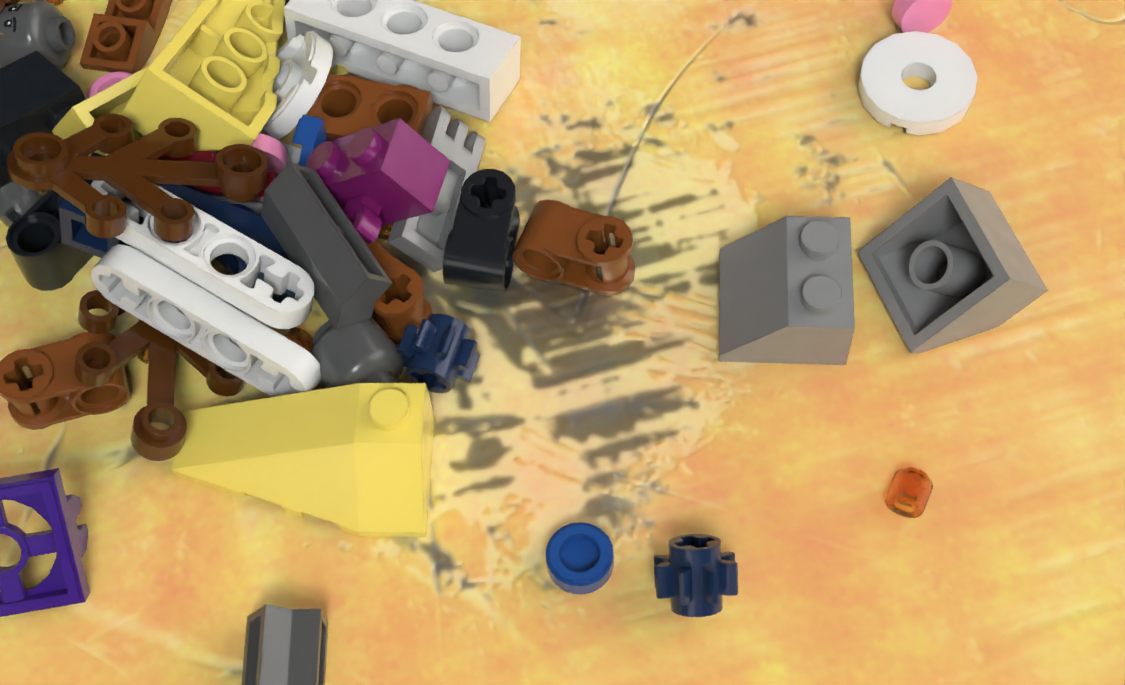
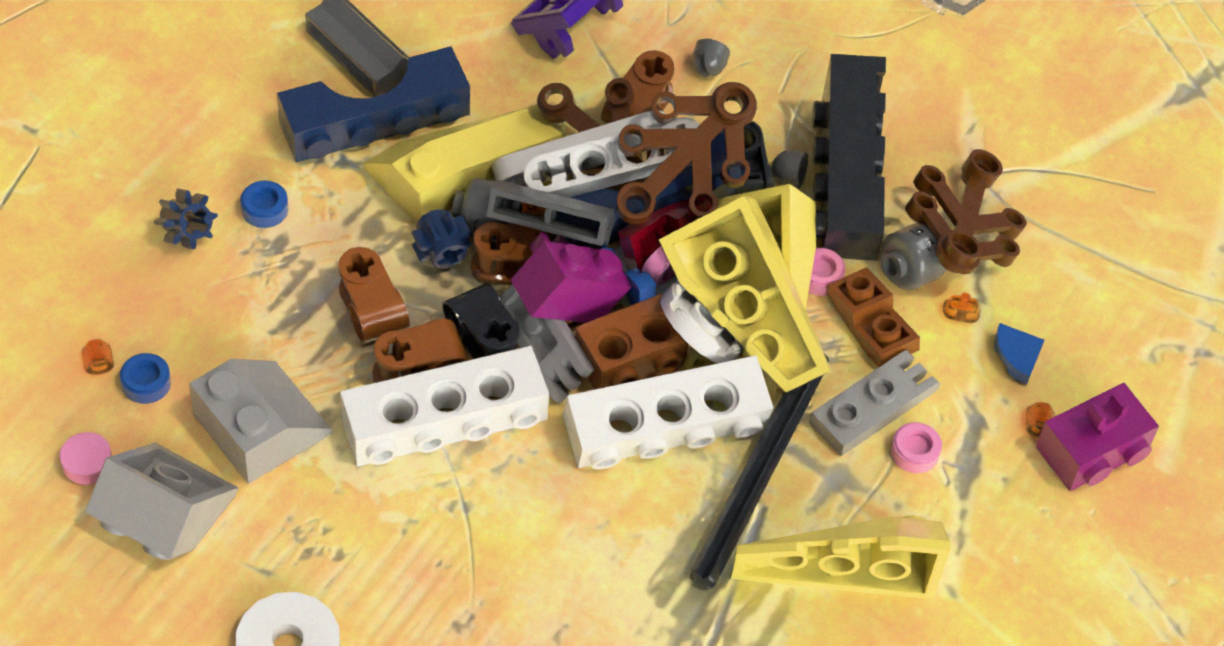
camera: 130 degrees right, 5 degrees down
(274, 555) = (326, 122): none -> dark blue arch
(569, 346) = (370, 295): none -> dark orange piece
(576, 154) = (459, 386): none -> white brick
(872, 429) = (145, 378): none -> blue tile
(998, 377) = (84, 457): none -> bright pink tile

